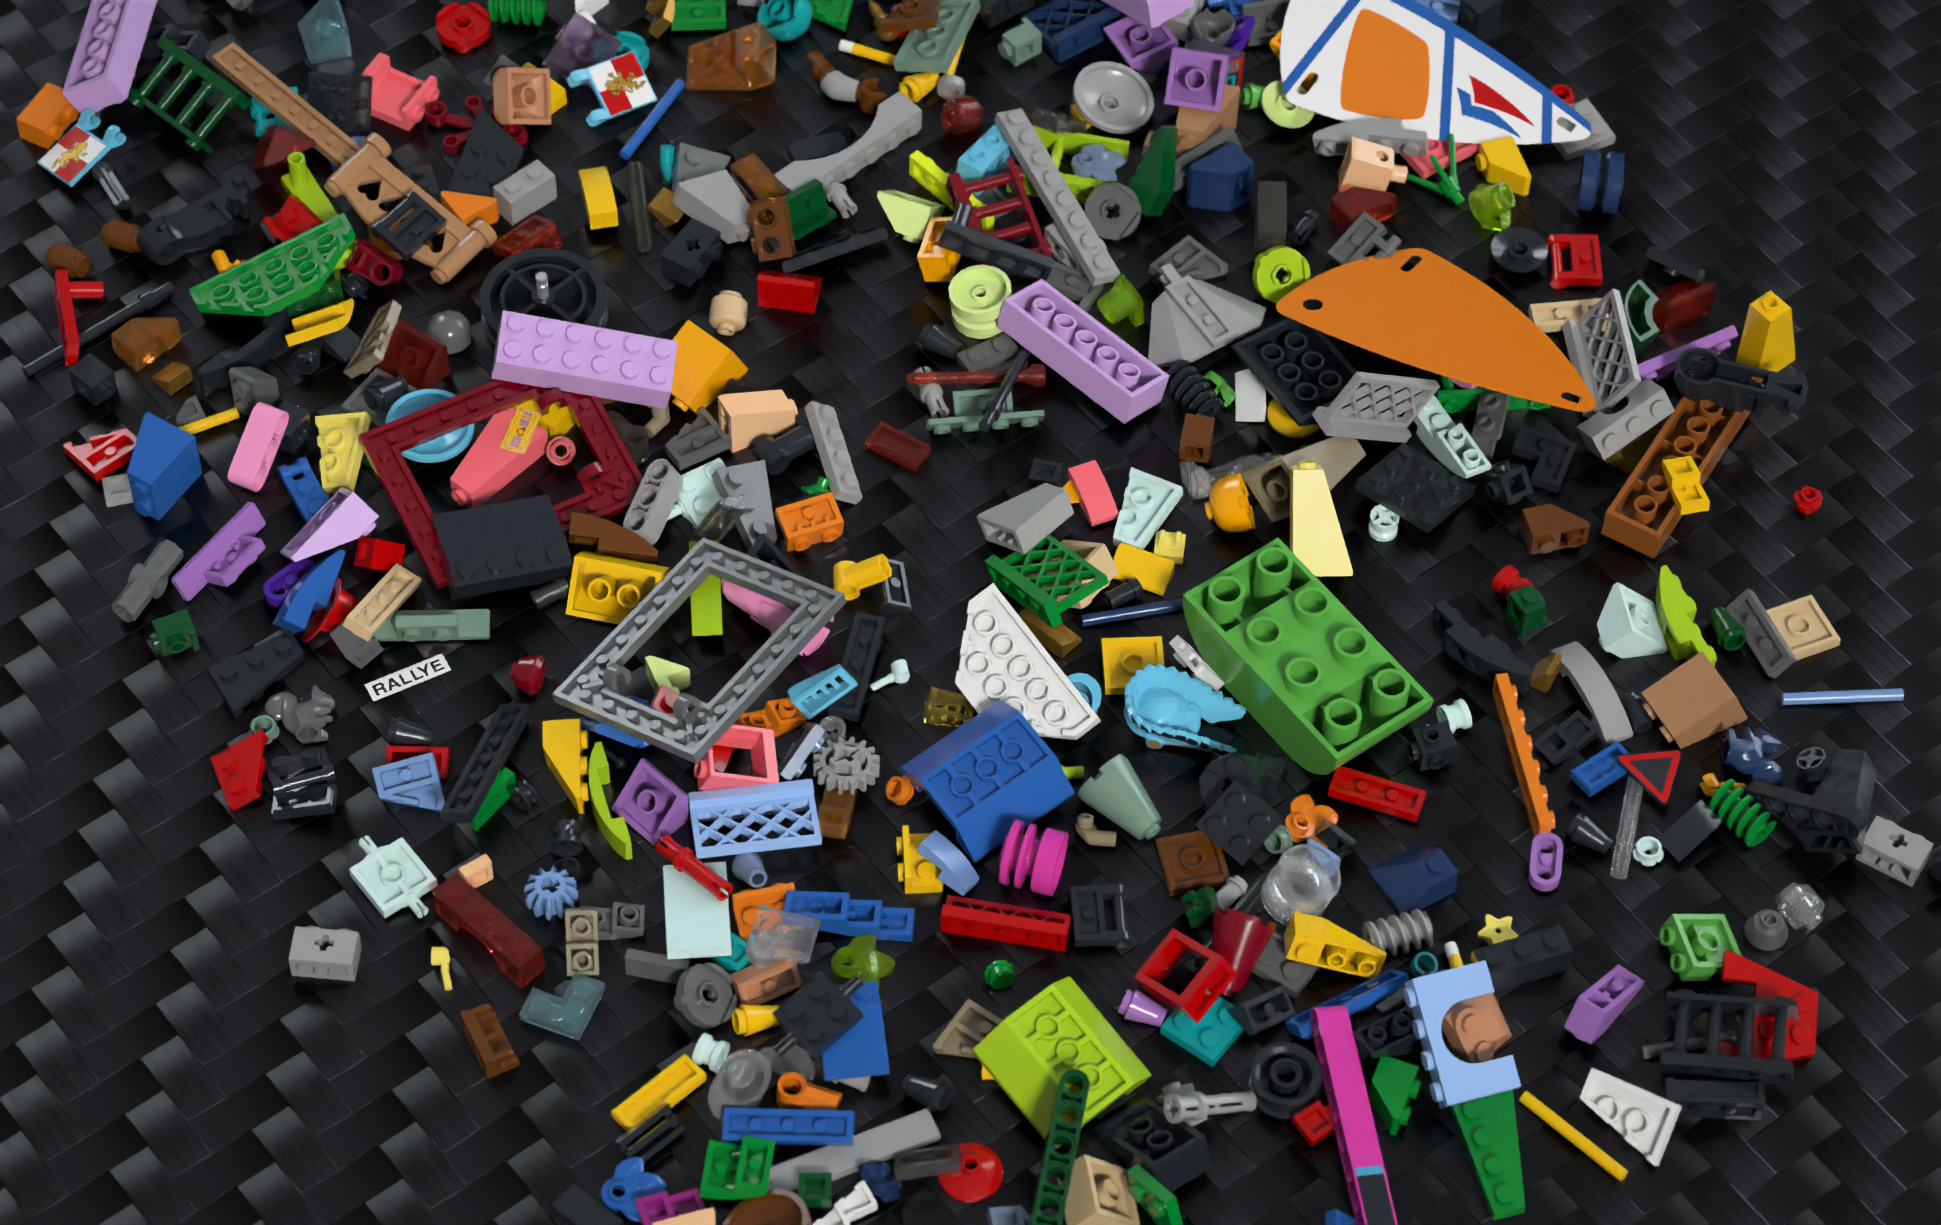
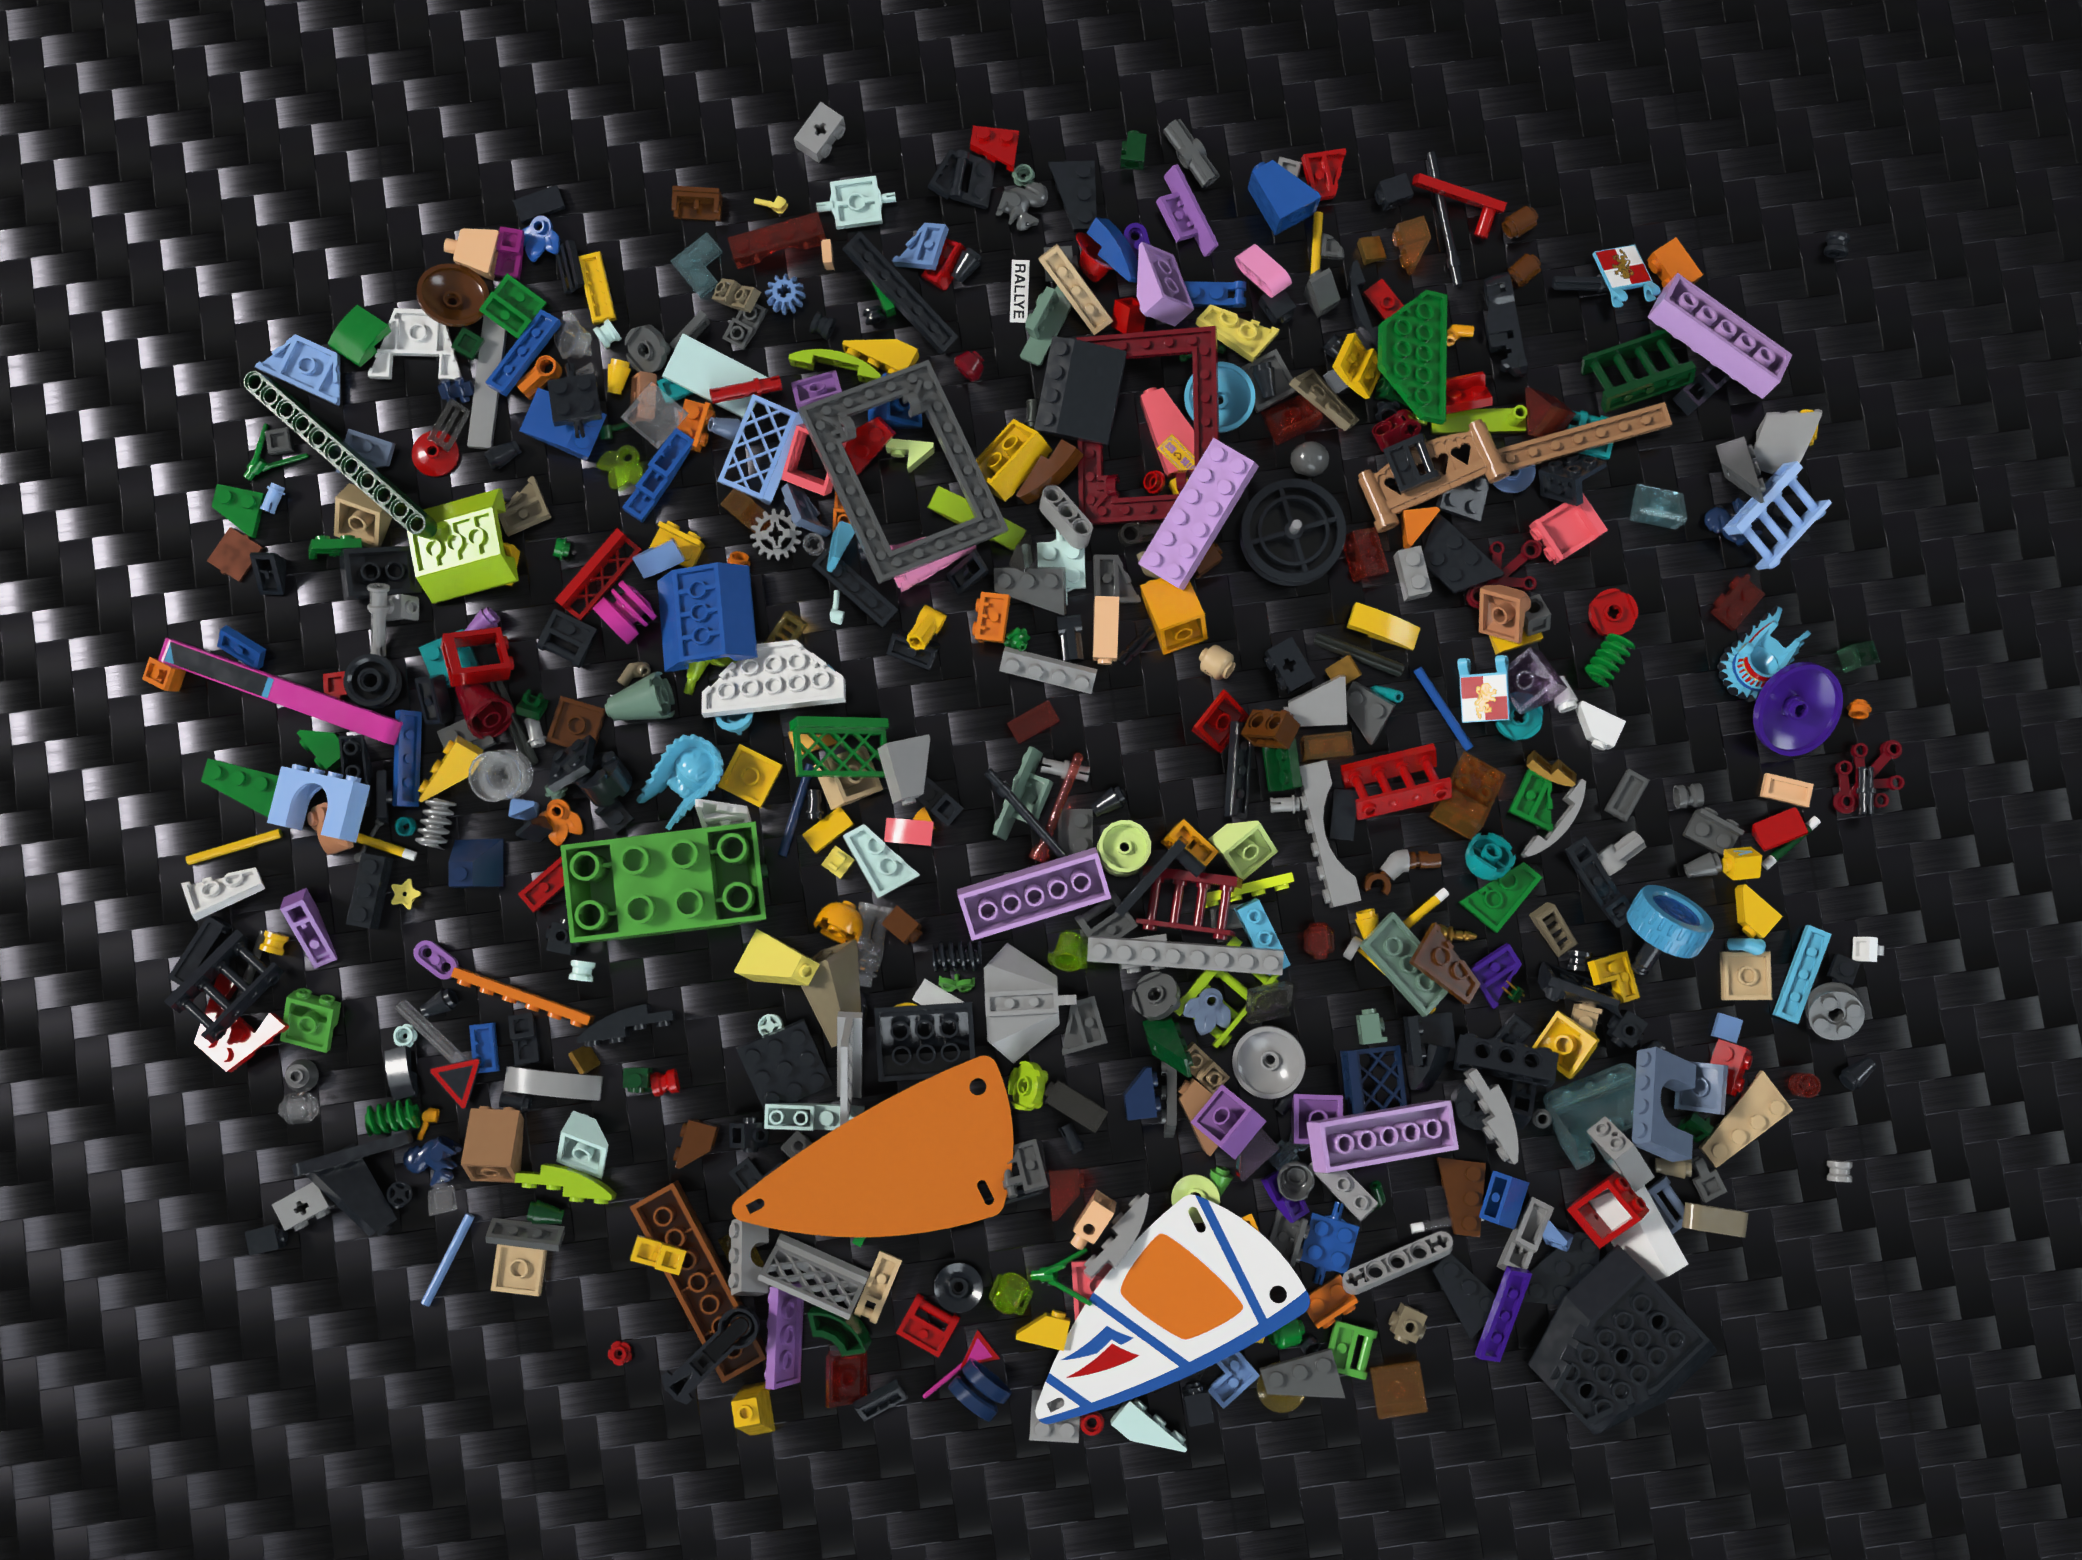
camera: 120 degrees right, 30 degrees up
(229, 336) = (1382, 299): none -> red plate
(735, 121) = (1390, 766): none -> red fence
(1532, 49) = (1143, 1428): none -> light aqua slope
(1566, 214) = (978, 1350): none -> dark pink piece
(1647, 1028) = (274, 942): none -> yellow wheel
(1790, 728) = (441, 1200): none -> clear slope

